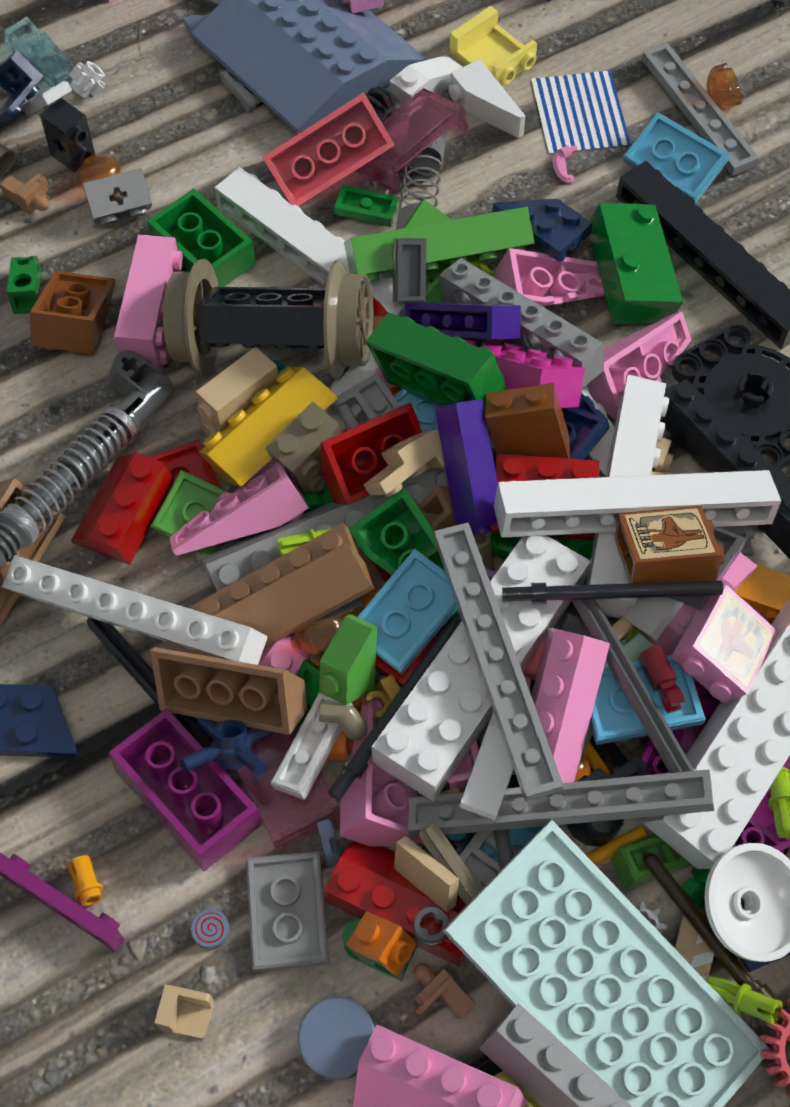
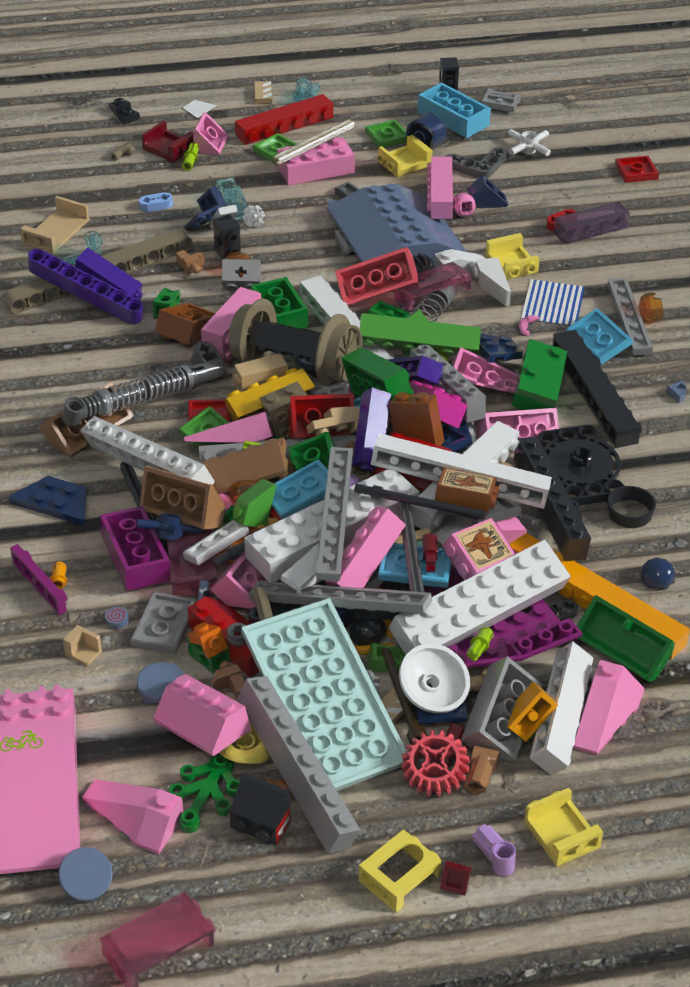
camera: 20 degrees right, 20 degrees down
(125, 507) = (169, 416): red slope -> none
(346, 717) = (240, 530): dark tan arm -> none
(409, 270) = (392, 339): dark grey tile -> none
(426, 873) = (247, 611): tan tile -> none
(746, 1000) = (405, 726): lime axle -> none

